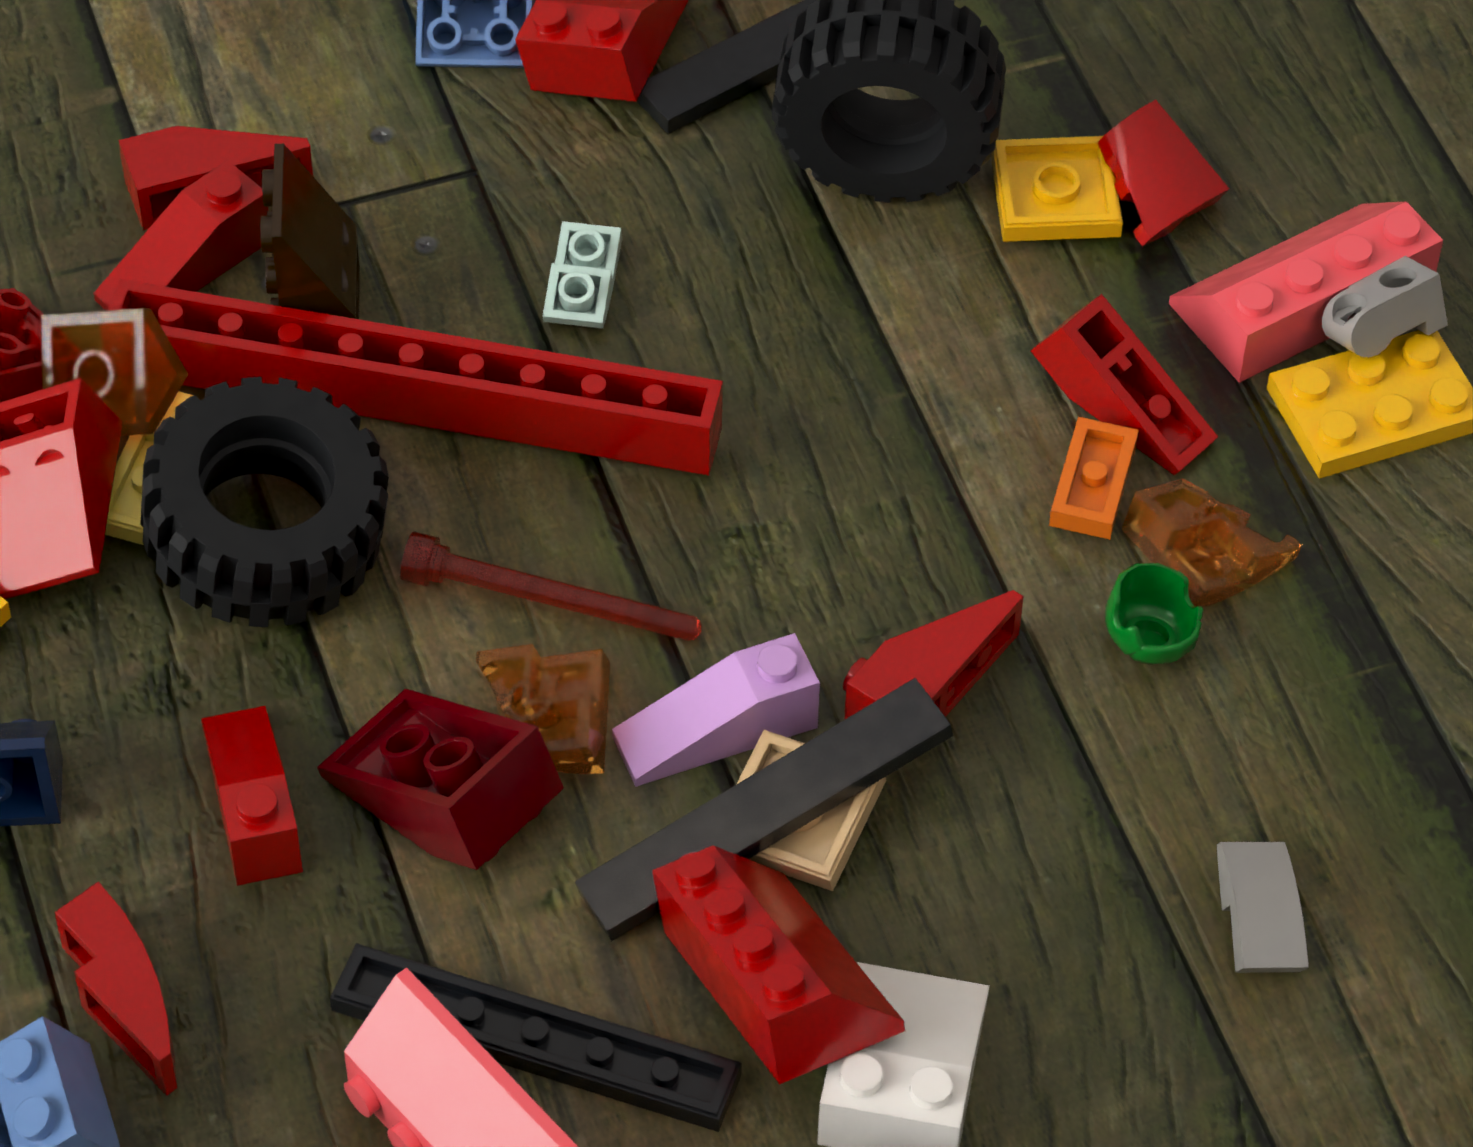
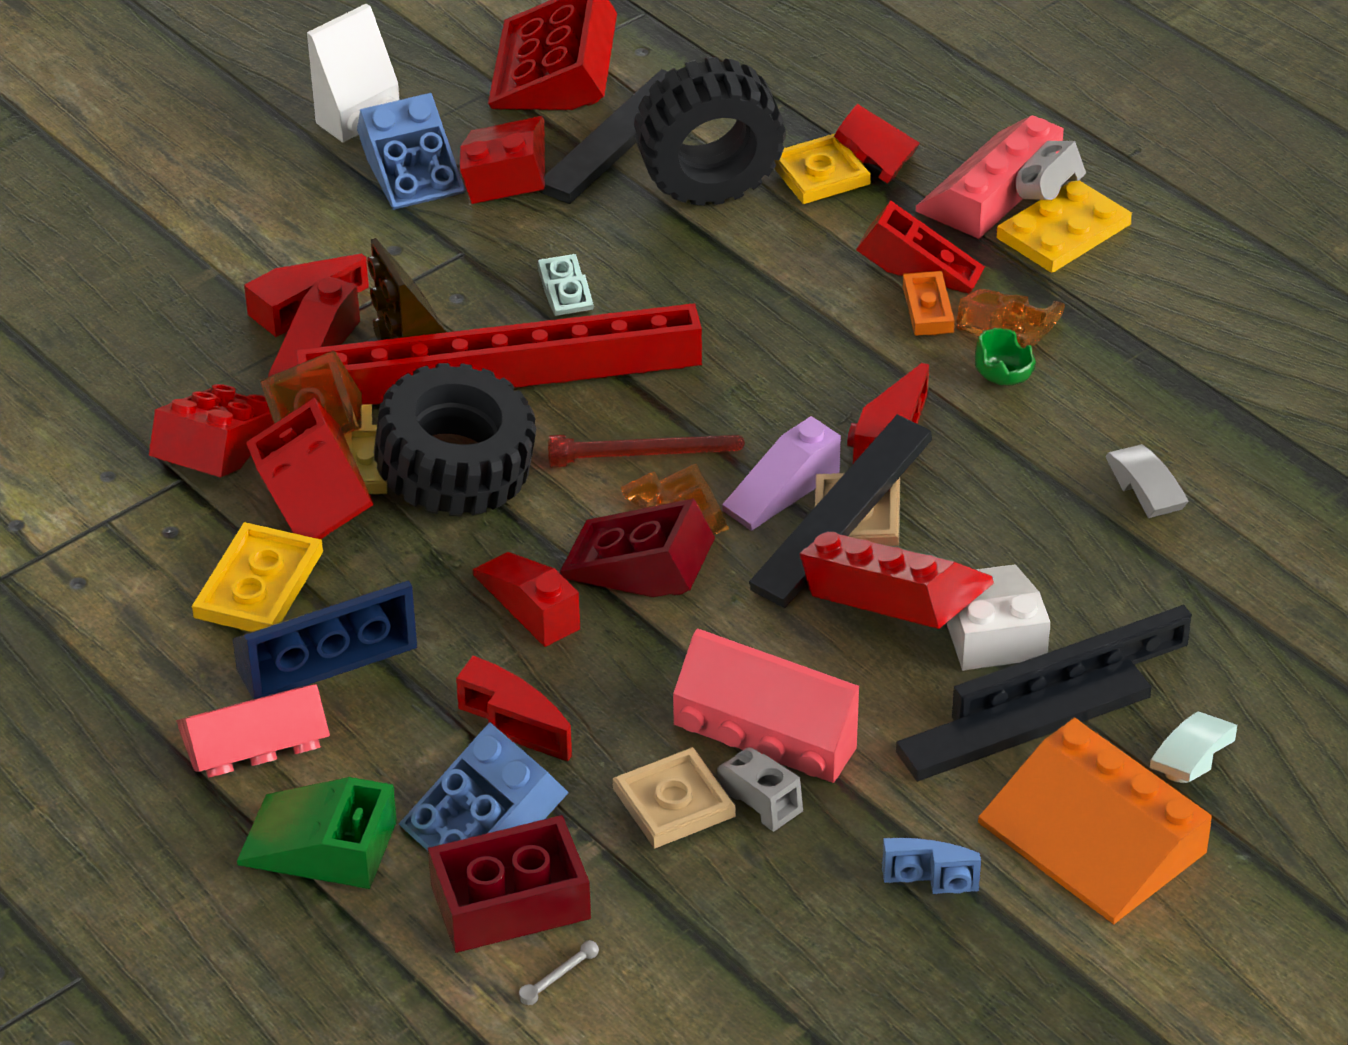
camera: 20 degrees left, 10 degrees down
(558, 1041) = (844, 660): black tile -> none

